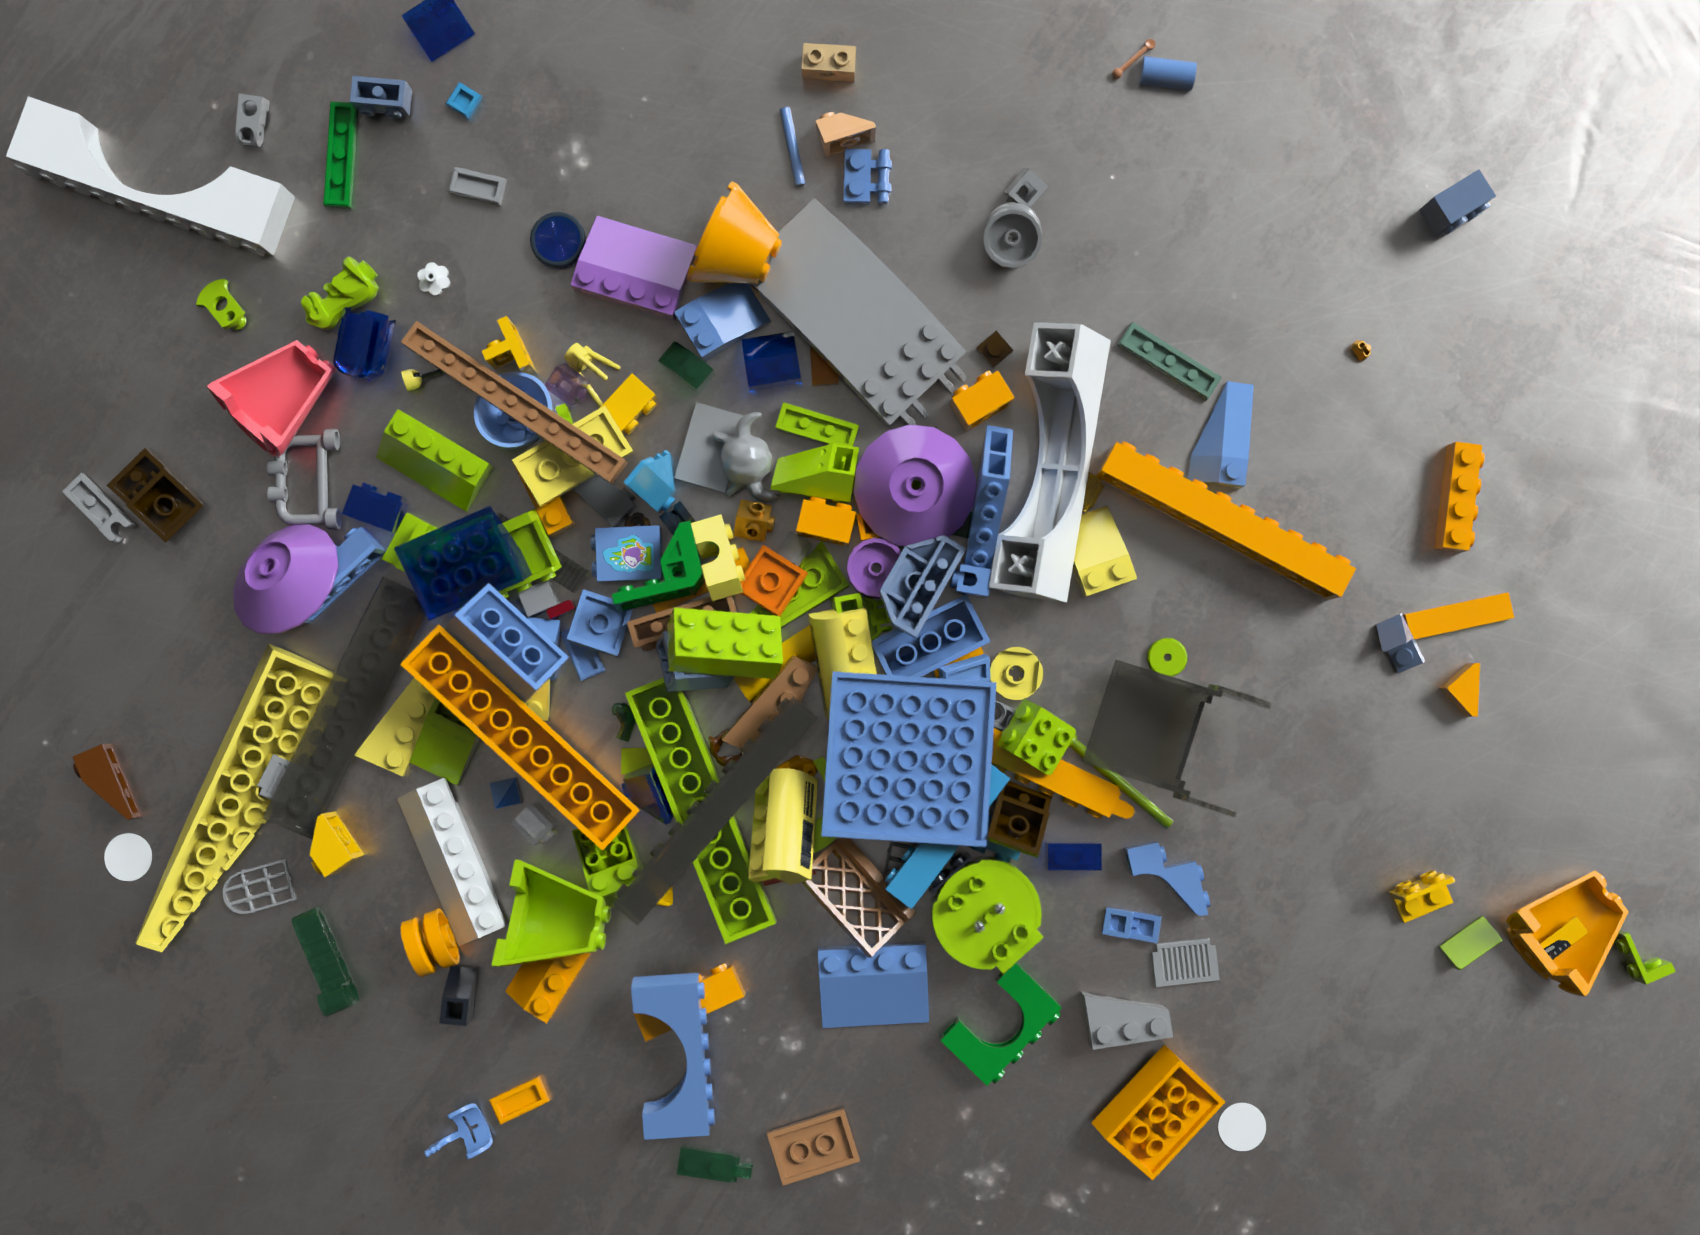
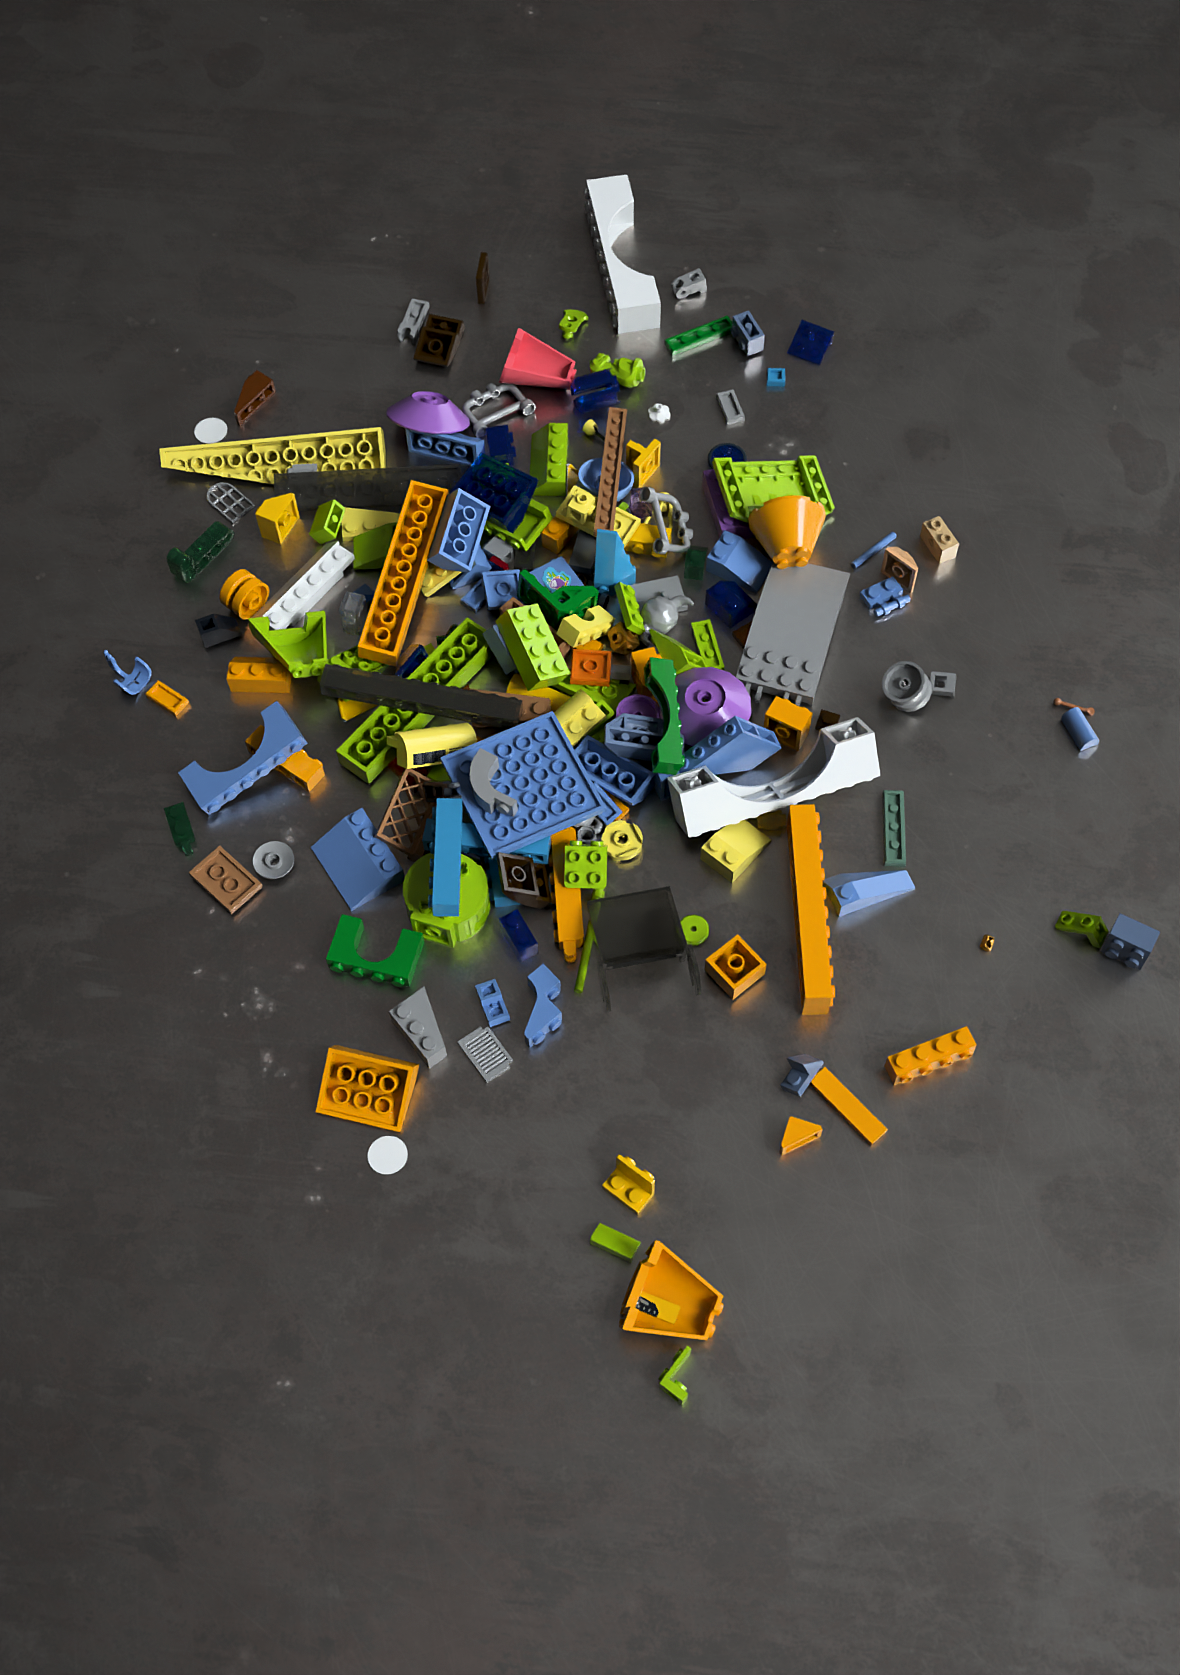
camera: 65 degrees right, 25 degrees down
(86, 383) = (482, 278): none -> dark brown tile
(371, 785) = (327, 521): none -> lime brick
(473, 443) = (572, 477): none -> yellow sticker
(558, 483) = (580, 506): none -> light yellow brick
(581, 376) = (661, 545): none -> light grey bar
(648, 216) = (753, 483): none -> lime slope
(720, 491) = (629, 608): none -> lime plate
(817, 1094) = (272, 852): none -> light grey dish
(862, 854) = (440, 789): none -> black hinge
(864, 522) = (660, 680): none -> green arch
(894, 813) = (481, 772): none -> light grey arch
(964, 899) = (447, 857): none -> dark azure brick
(1245, 642) = (735, 966): none -> light orange brick
(1402, 238) = (1083, 923): none -> lime bracket

